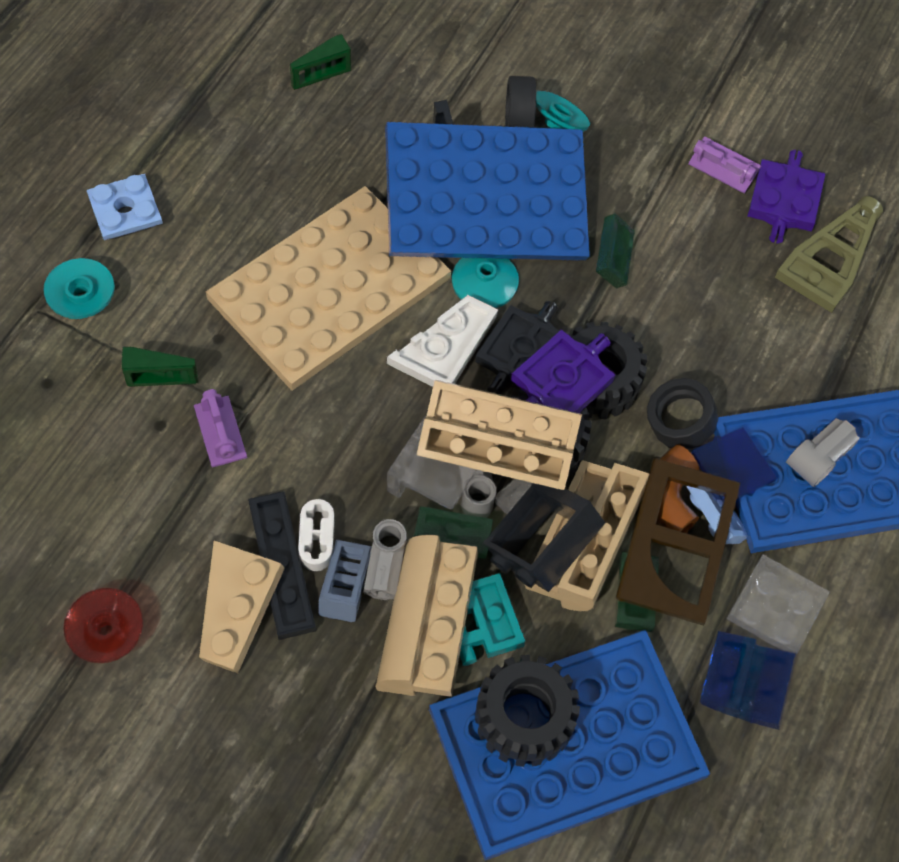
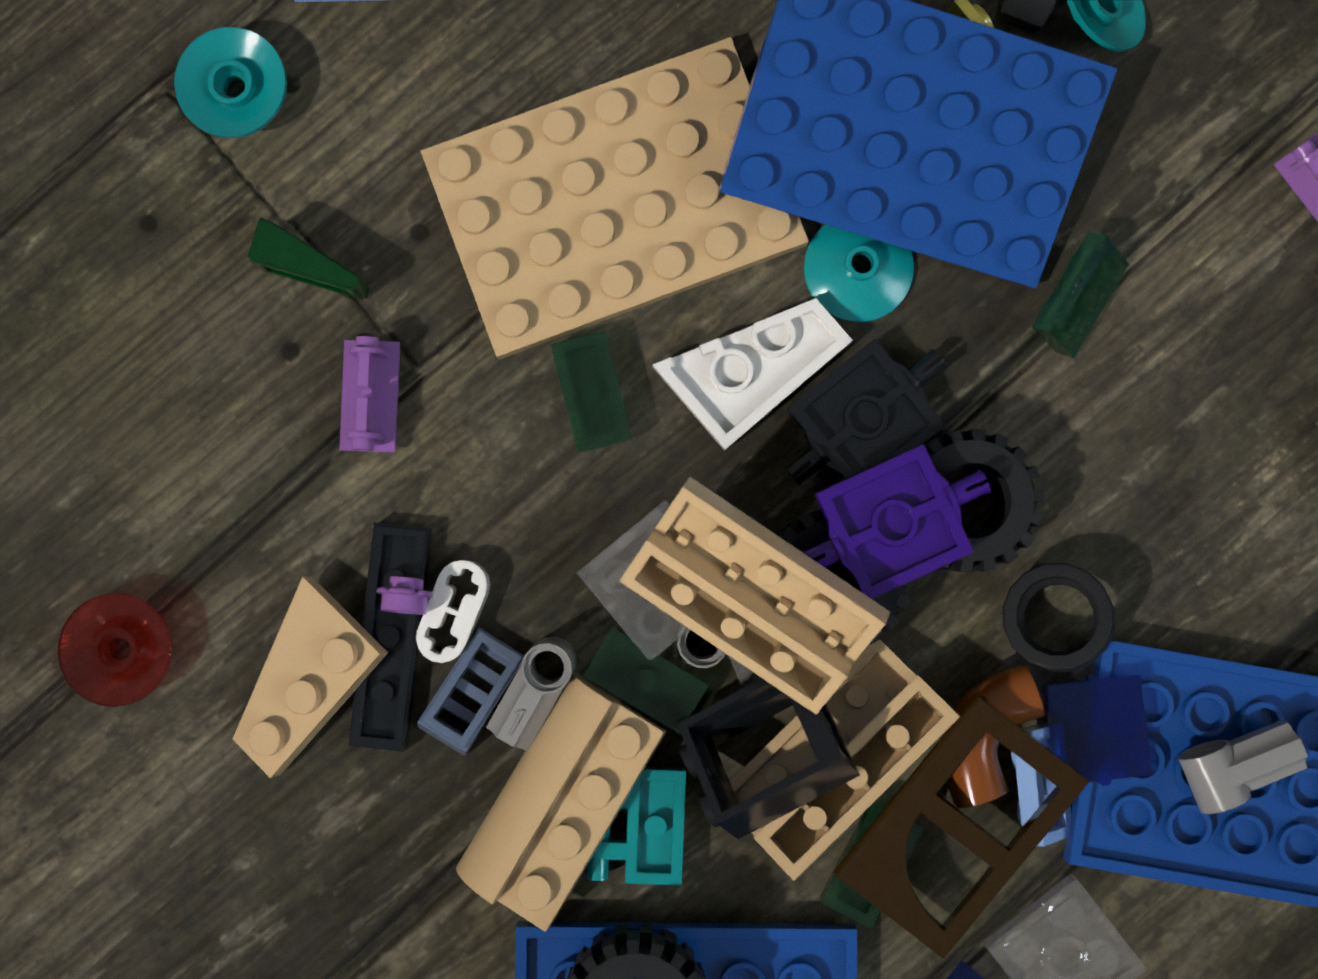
camera: 25 degrees right, 25 degrees up
(284, 527) = (404, 596): none -> medium lavender plate
(356, 385) = (591, 392): none -> clear green plate

